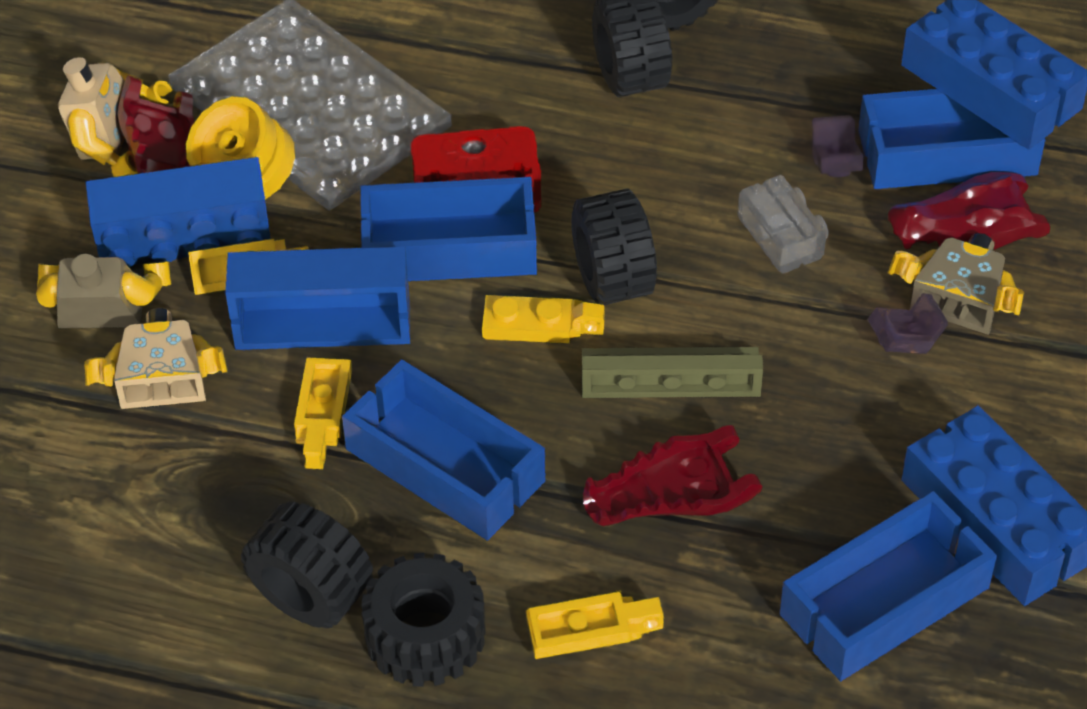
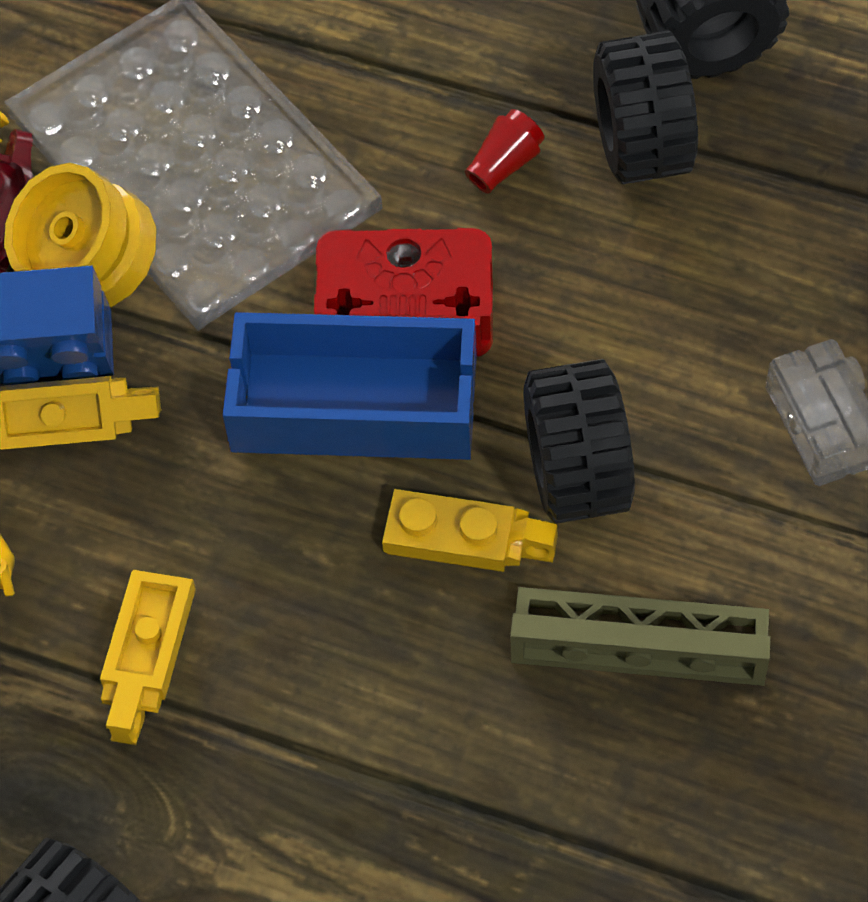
camera: 10 degrees right, 10 degrees up
(318, 298) = (156, 481): blue piece -> none
(444, 449) = (302, 745): blue piece -> none
(535, 81) = (506, 148): none -> red cone
(672, 479) = (620, 824): dark red animal -> none

